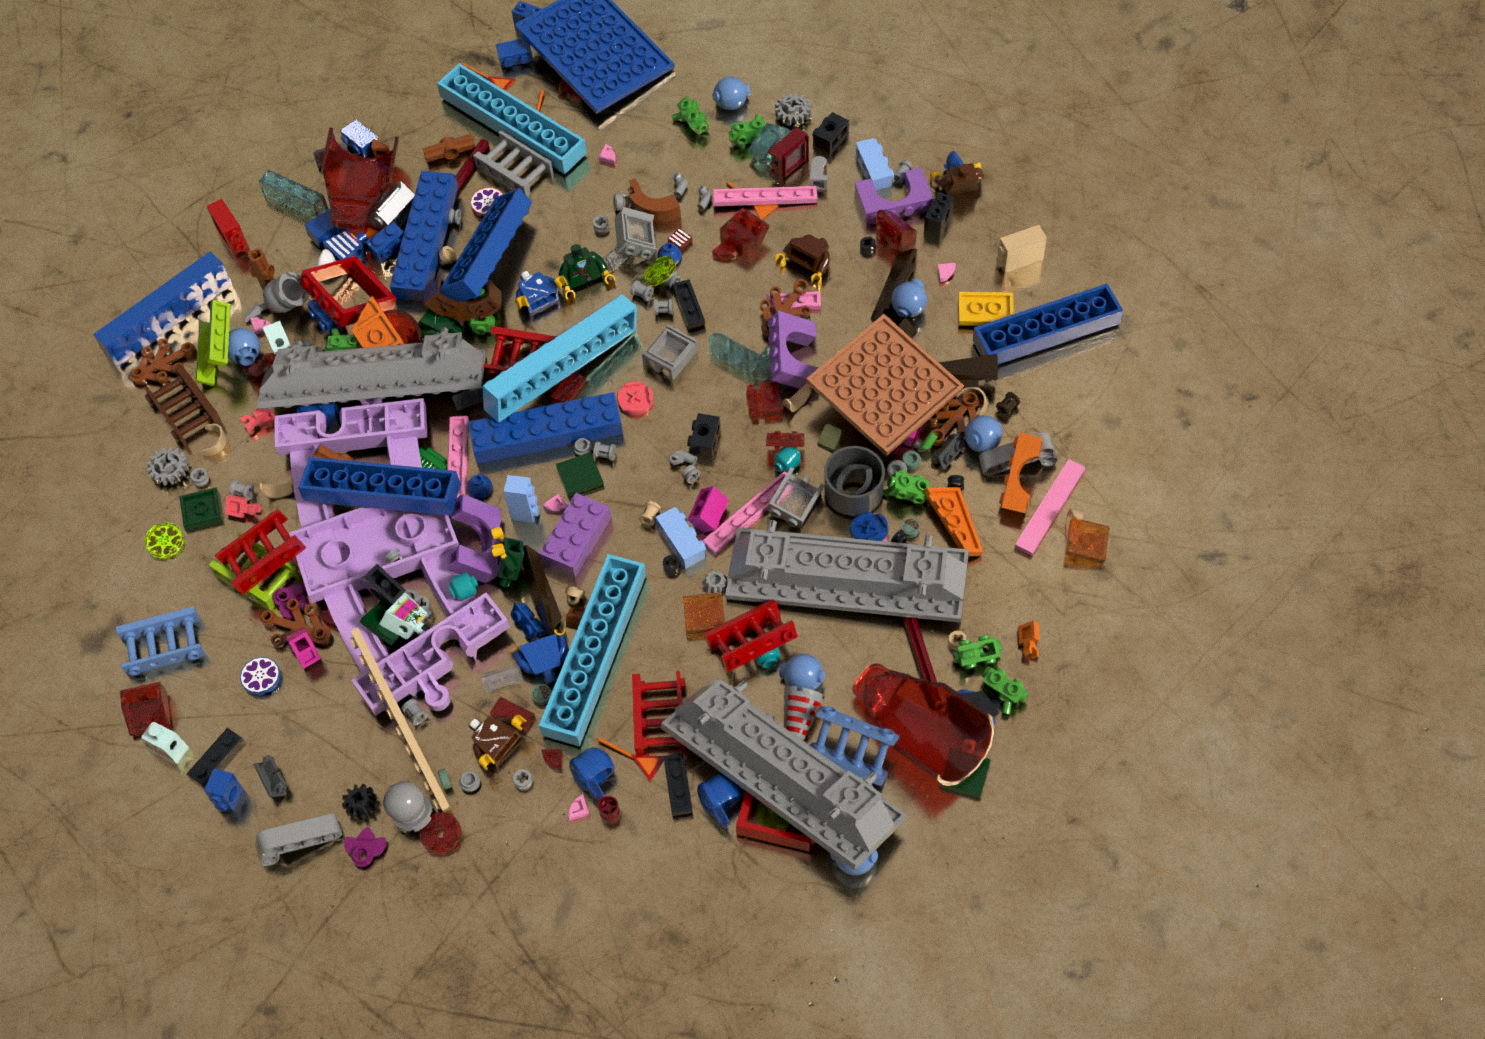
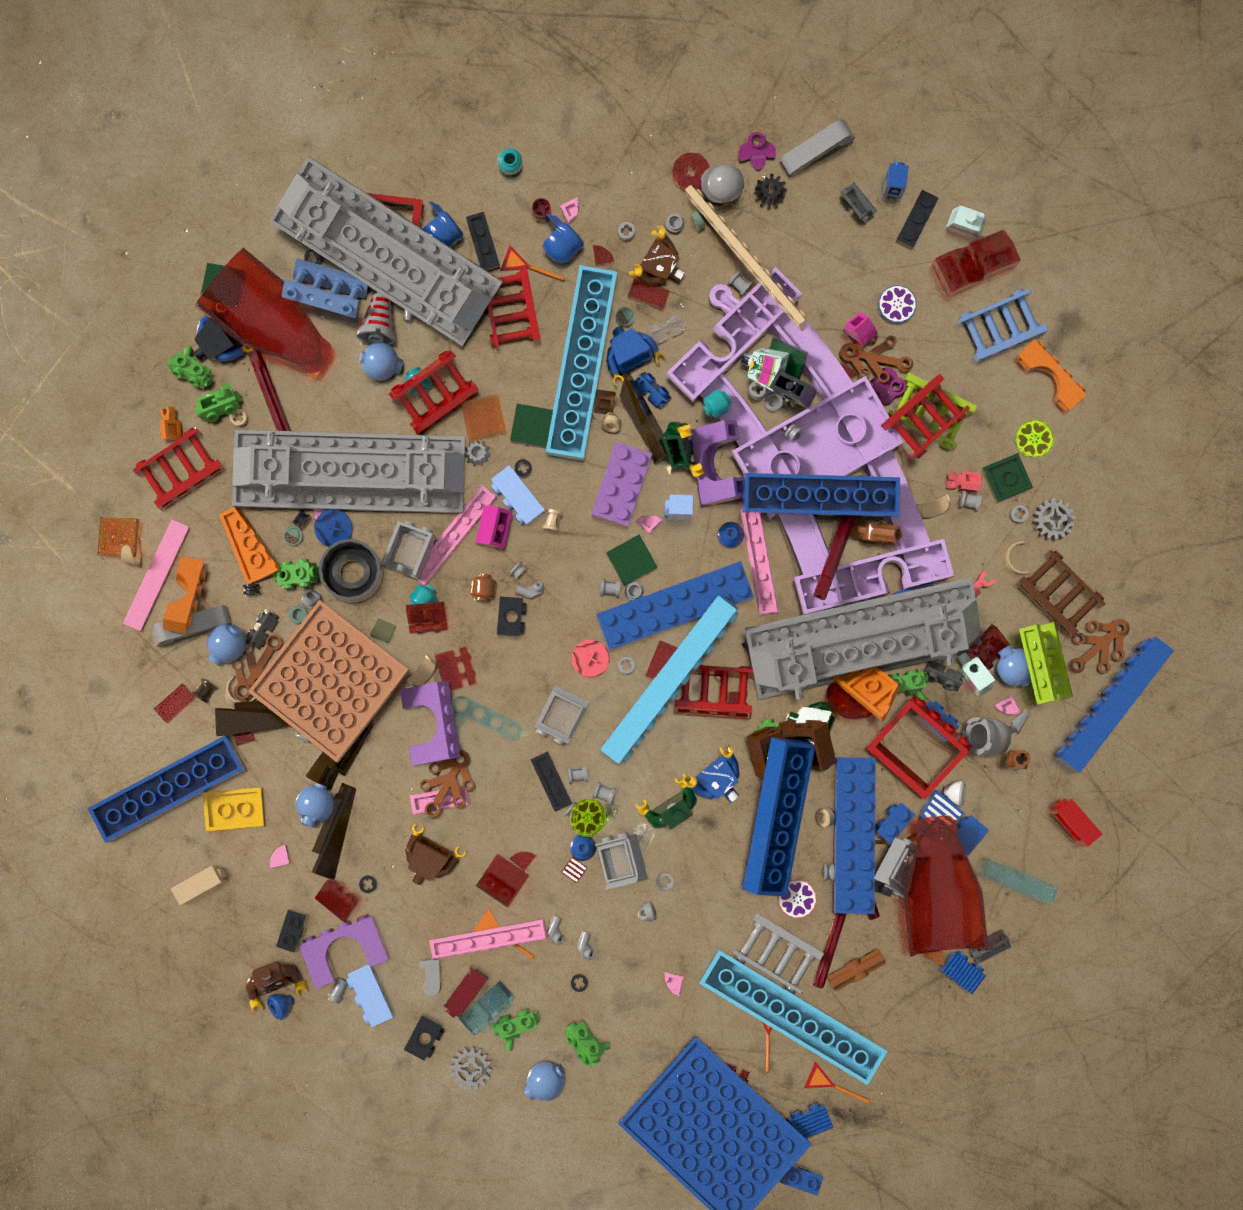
camera: 170 degrees right, 25 degrees up
(118, 574) = (1036, 357): none -> orange arch
(189, 696) = (957, 270): none -> clear red slope
(381, 437) = (834, 557): none -> dark red piece
(435, 459) = (783, 561): green piece -> none
(602, 383) = (620, 667): none -> light grey bush
(634, 861) = (510, 156): none -> teal head
(656, 602) = (531, 425): none -> dark green tile
(663, 209) = (610, 904): dark orange arch -> none
(690, 156) = (573, 984): none -> black bush
(727, 462) = (483, 588): none -> dark orange head
(927, 443) = (283, 630): bright green arm -> none
(1022, 578) = (195, 477): none -> red fence
(1037, 399) = (174, 703): none -> clear red tile

